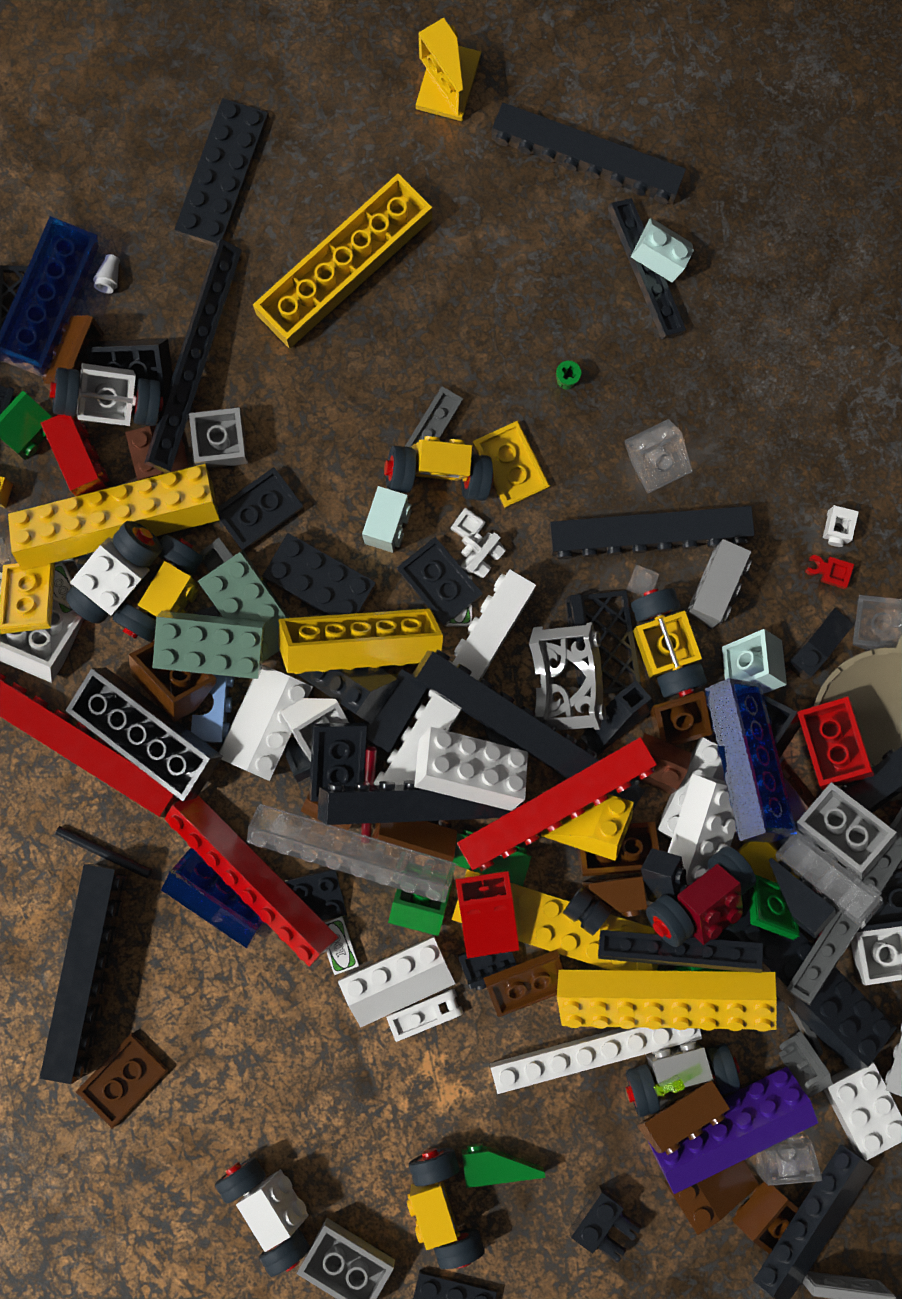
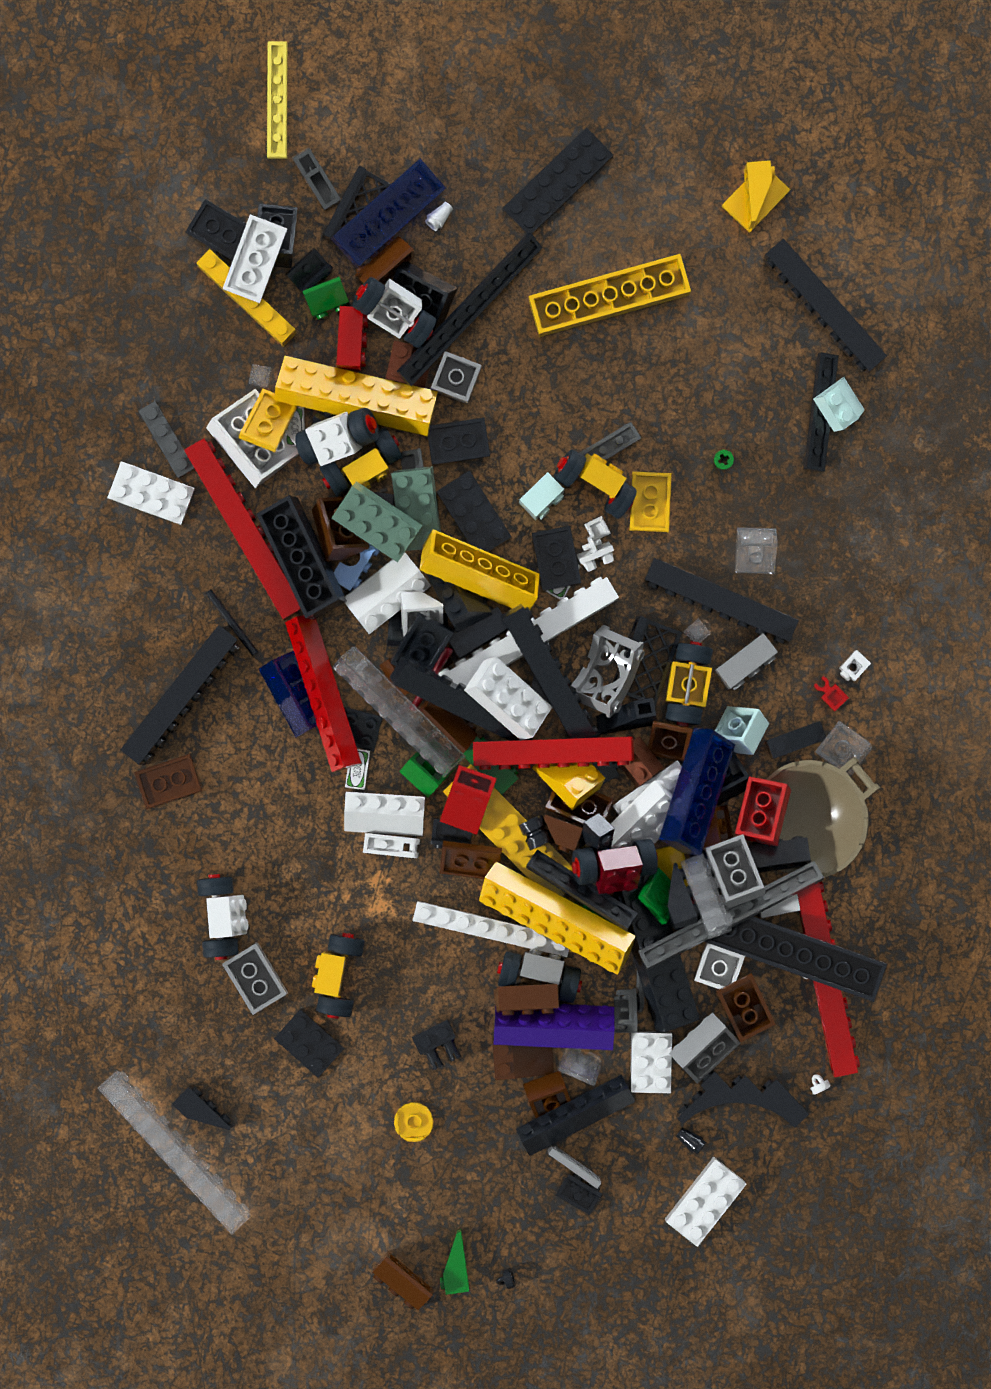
camera: 30 degrees right, 5 degrees up
(491, 1166) = (384, 967): green slope -> none
(672, 1084) = (524, 972): clear neon green tile -> none

